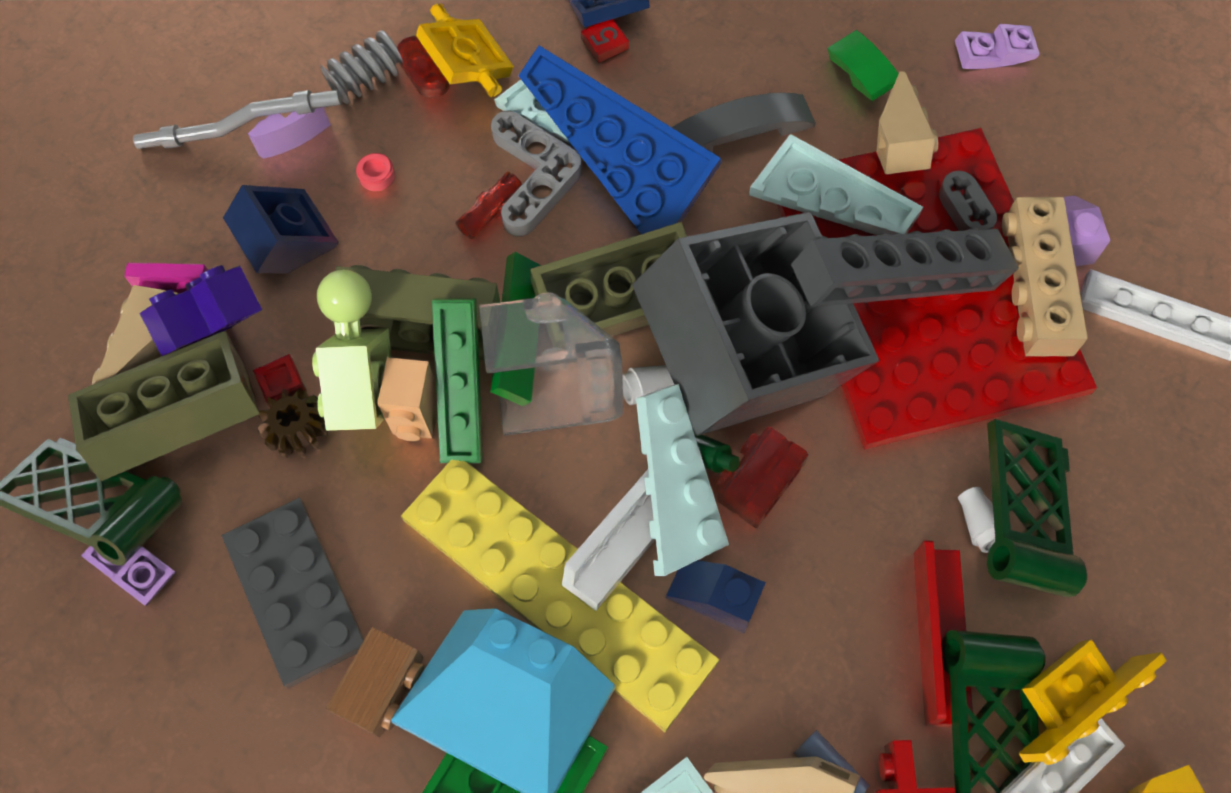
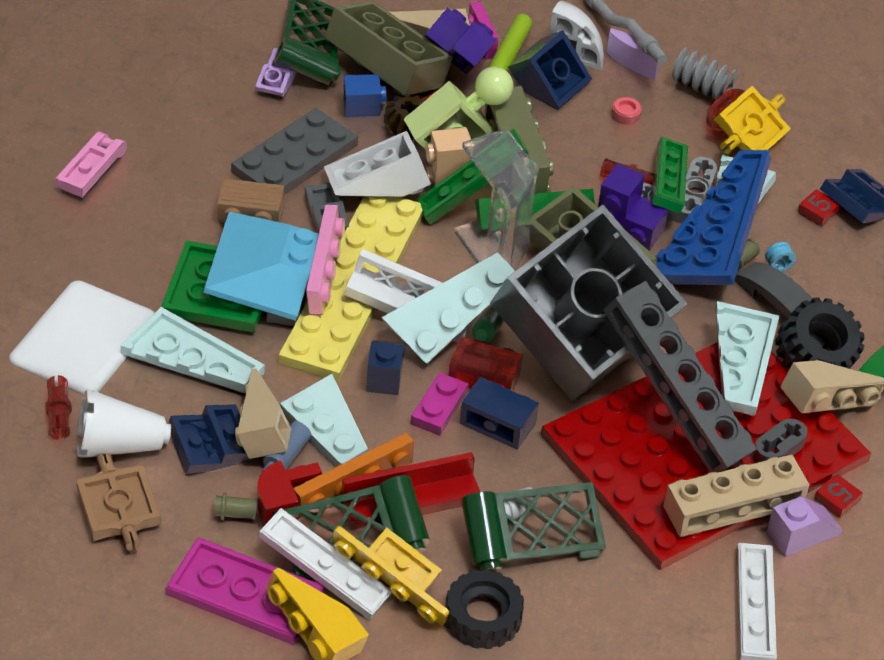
camera: 65 degrees right, 20 degrees down
(205, 252) = (512, 42): none -> lime piece
(226, 170) = (580, 29): none -> white brick
(227, 466) = (363, 95): none -> blue brick
(388, 495) = (380, 170): none -> white slope
(416, 583) = (319, 196): none -> dark grey slope
(517, 162) = (670, 175): none -> green tile
(554, 622) = (323, 264): none -> bright pink plate
(562, 225) = (637, 215): none -> dark purple brick
(675, 103) = (780, 256): none -> medium azure bush
(791, 702) = (329, 420): none -> light aqua wing
(794, 550) = (439, 404): none -> dark pink plate
(832, 109) = (829, 323): none -> black tyre
(838, 484) = (499, 413): none -> dark blue brick
(898, 679) = (389, 455): none -> orange plate
(1028, 179) = (838, 495): none -> red tile
(1166, 588) = (484, 585): none -> black tyre

